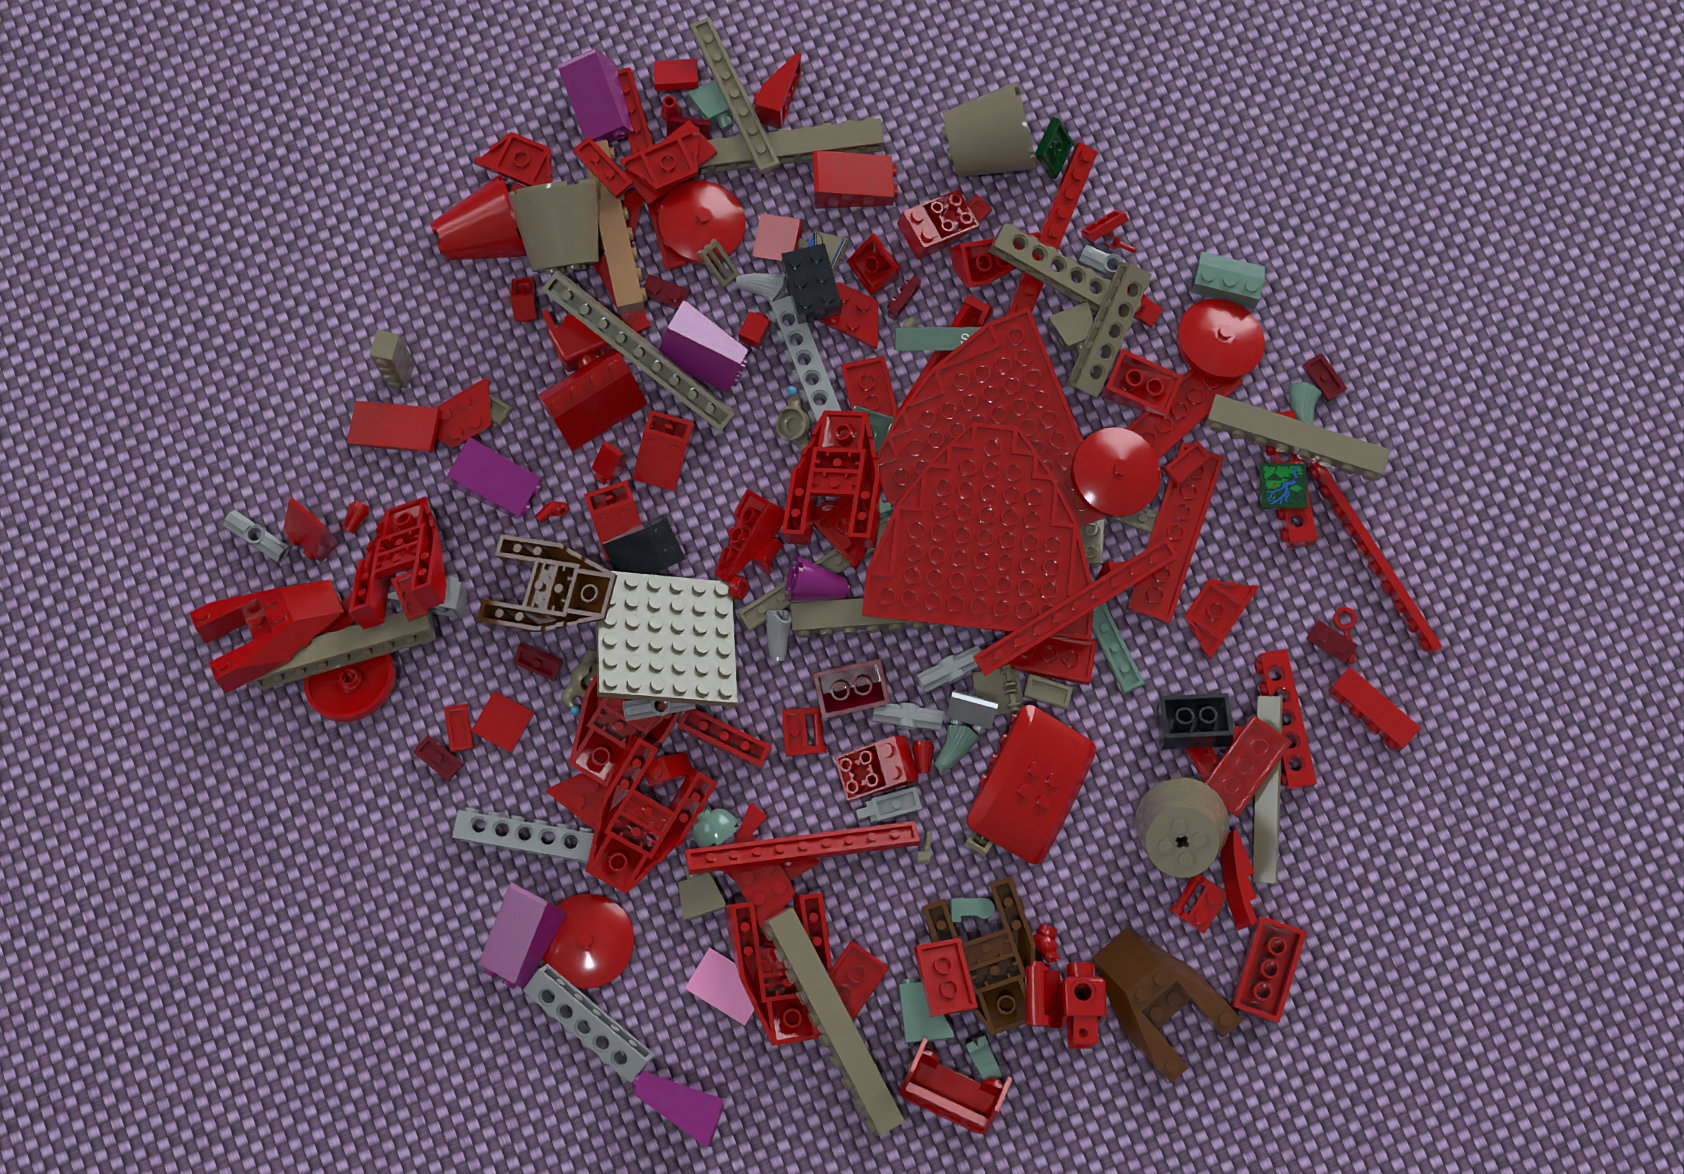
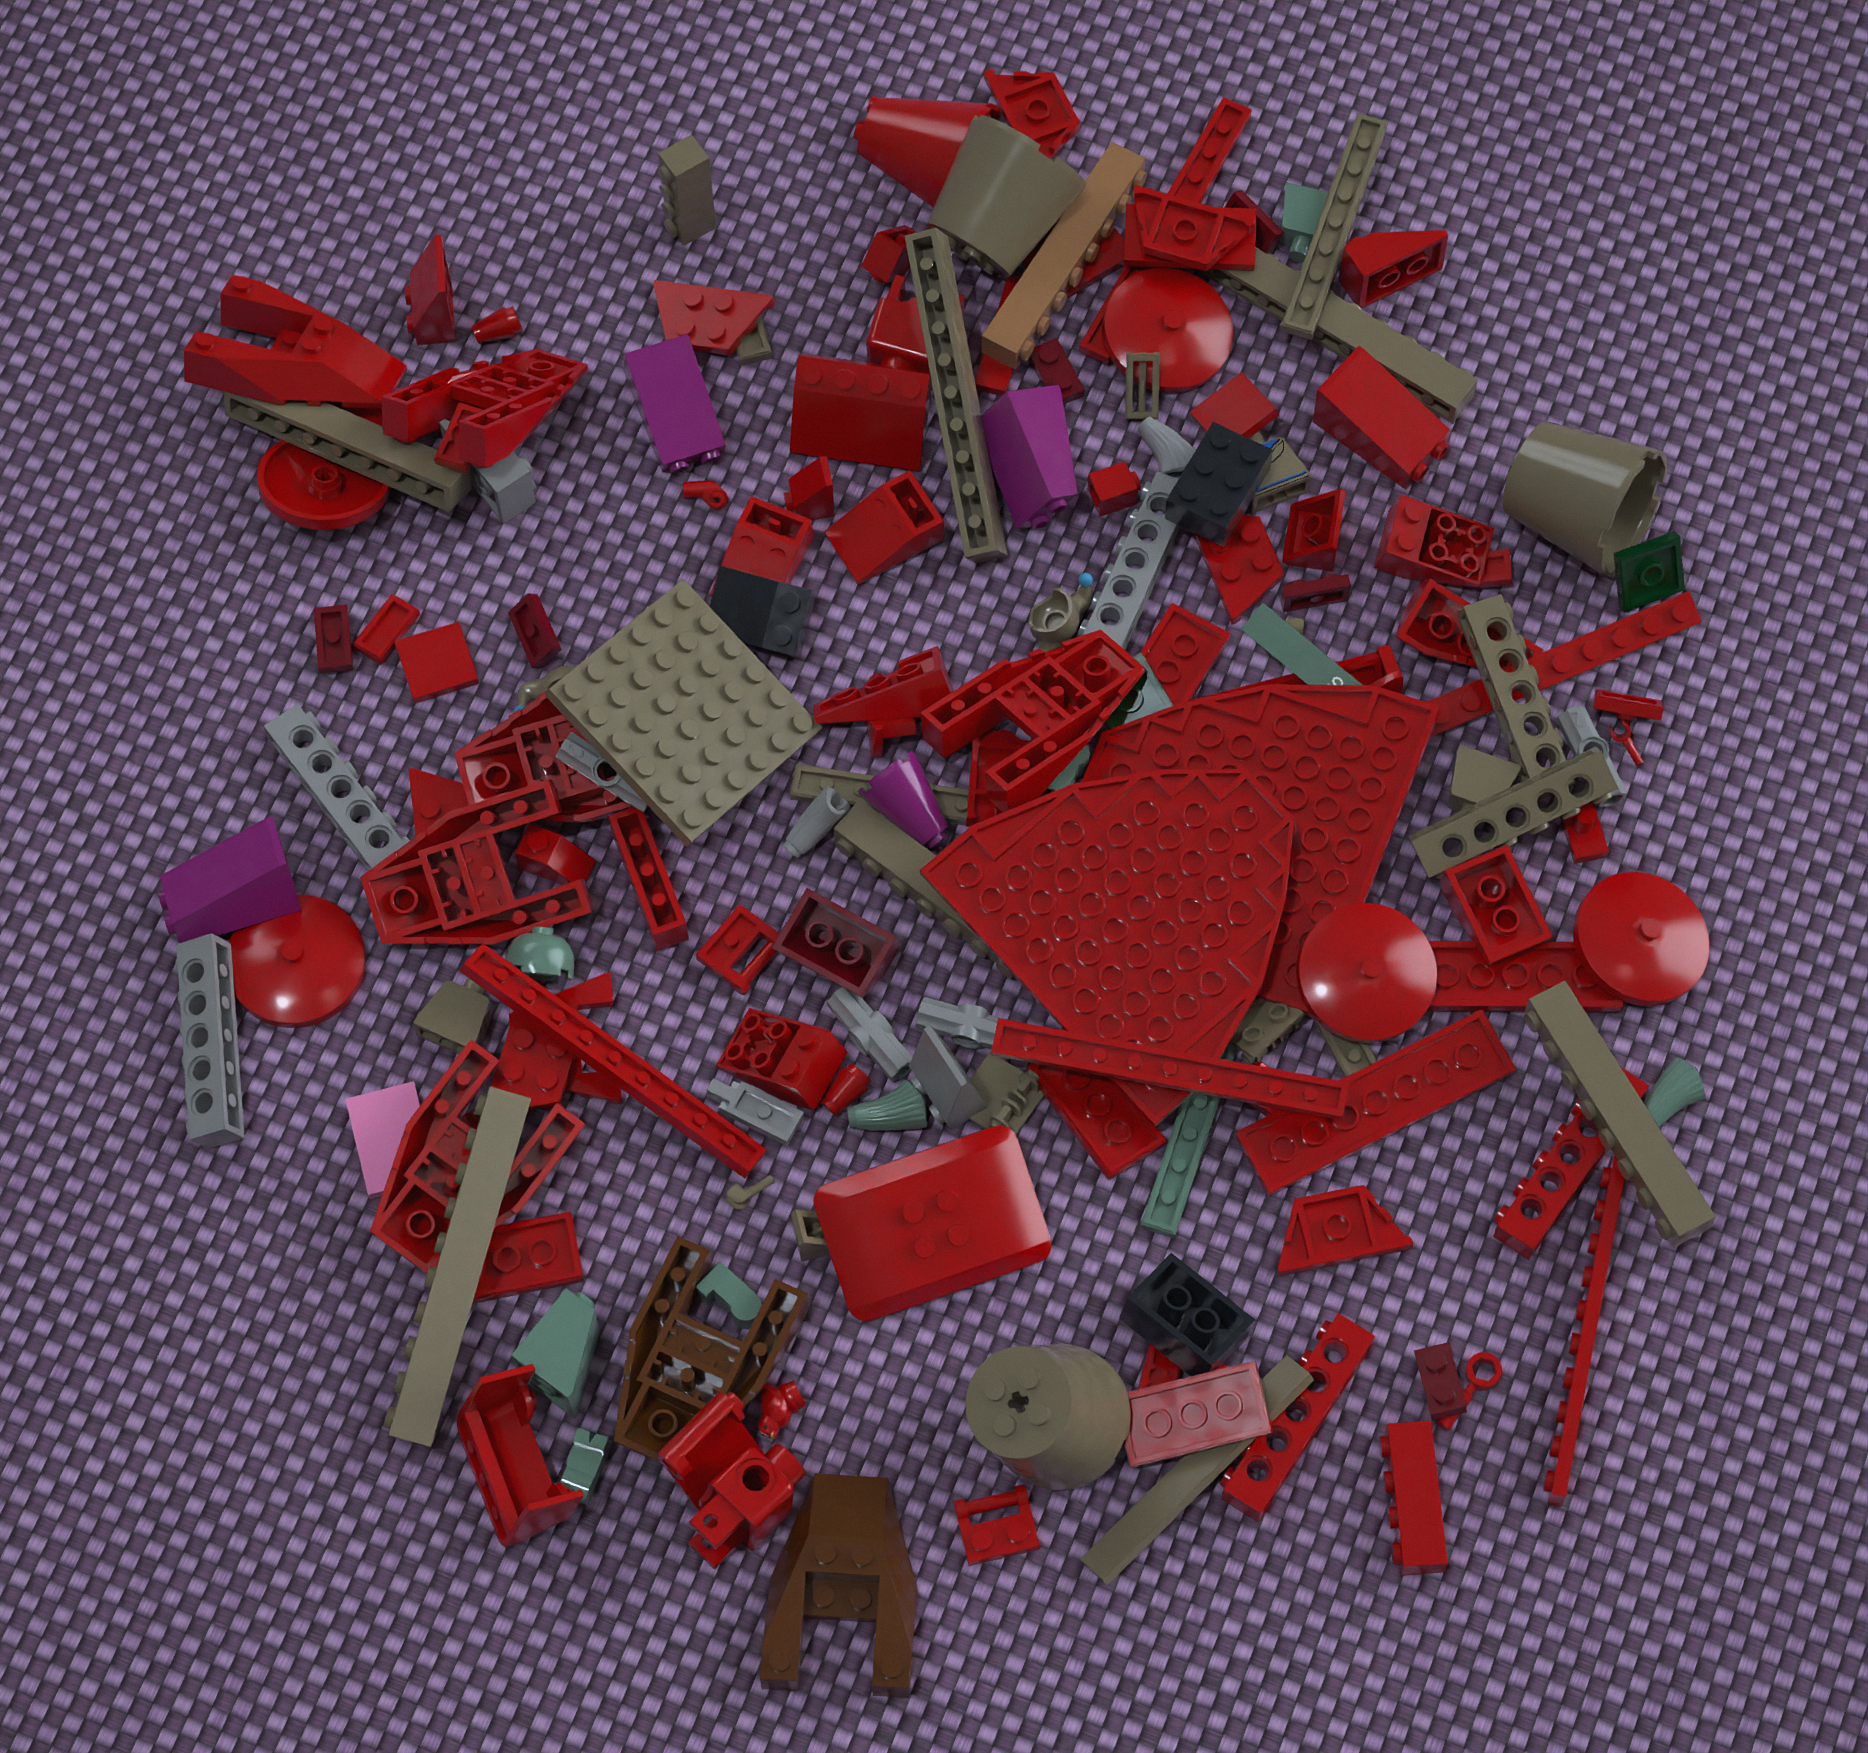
camera: 45 degrees right, 10 degrees down
(266, 543) = (379, 274): light grey piece -> none
(394, 426) = (627, 268): red tile -> none
(560, 592) = (623, 570): reddish brown wedge -> none
(596, 96) = (1180, 106): magenta slope -> none
(602, 167) = (1109, 180): red plate -> none
(670, 107) = (1254, 184): red cone -> none
(675, 74) = (1293, 156): red tile -> none
(684, 1106) = (217, 1218): magenta slope -> none
(738, 588) = (822, 739): red tile -> none
(945, 977) = (621, 1325): red plate -> none
(1047, 692) = (1054, 1146): dark tan tile -> none
(1187, 463) = (1462, 1035): red tile -> none
(1228, 279) = (1718, 883): sand green slope -> none
(1236, 869) = (1069, 1529): red slope -> none
(1268, 970) = (997, 1664): red brick -> none
(1283, 486) = (1549, 1154): tile -> none
(1324, 377) = (1727, 1086): dark red plate -> none

